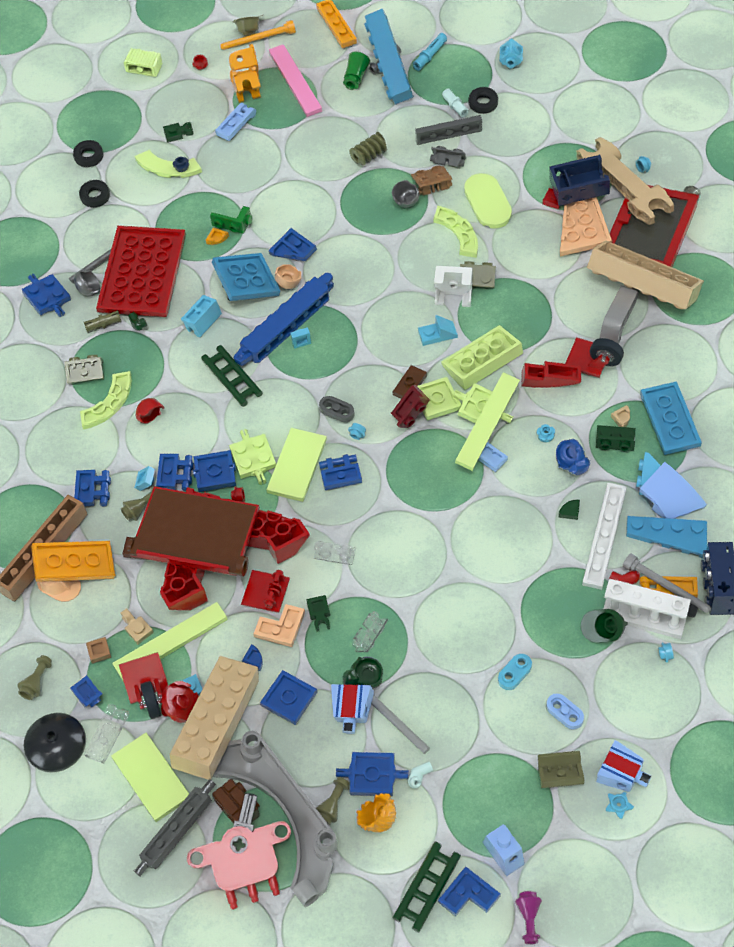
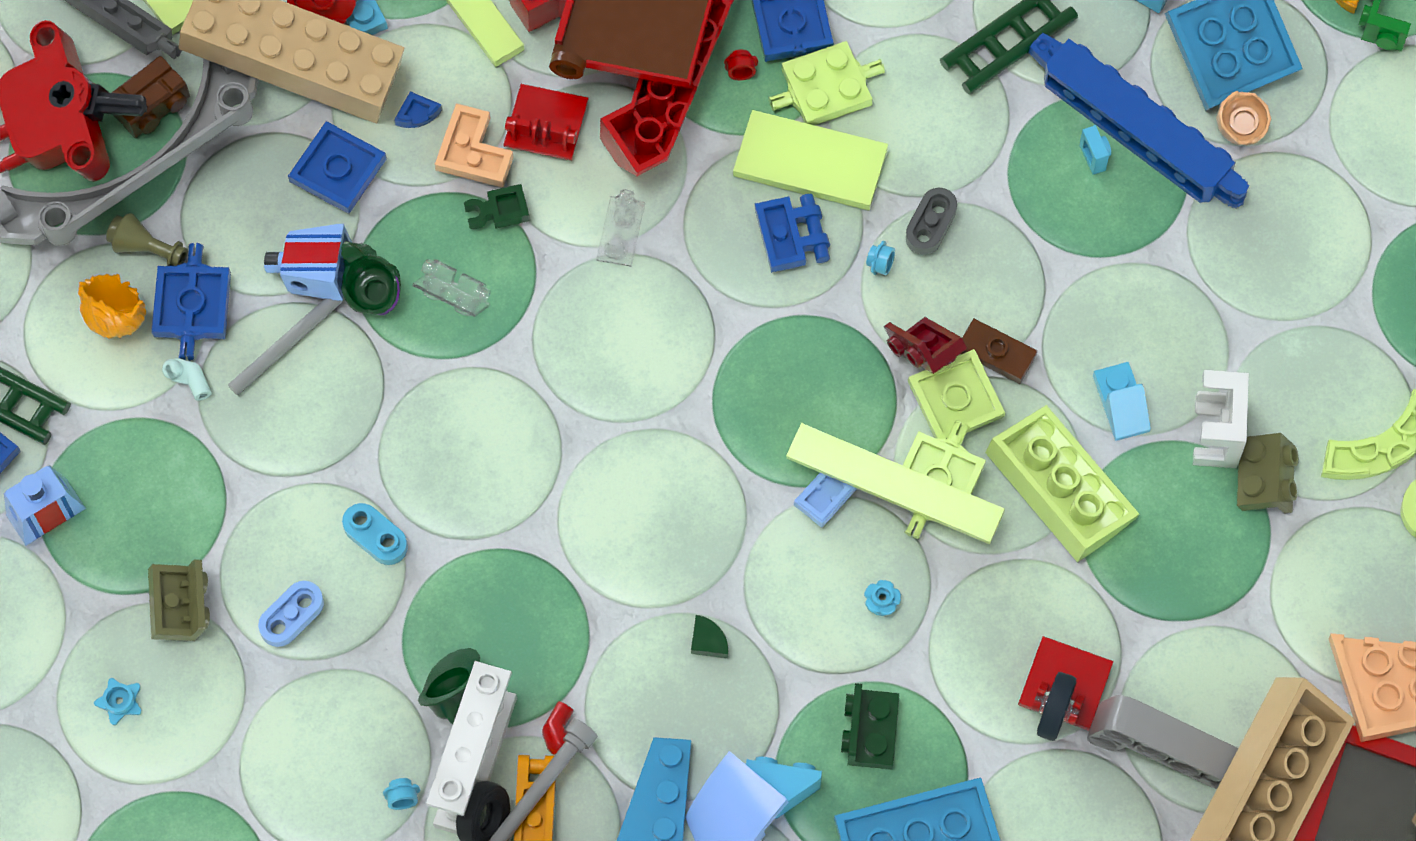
camera: 85 degrees right, 10 degrees up
(293, 246) = (1324, 127): blue wing -> none
(550, 375) = (1016, 609): red slope -> none
(572, 457) = (813, 641): blue hair -> none
(604, 536) = (653, 699): white tile -> none
(621, 416) = (923, 744): tan tile -> none
(622, 769) = (176, 704): torso -> none

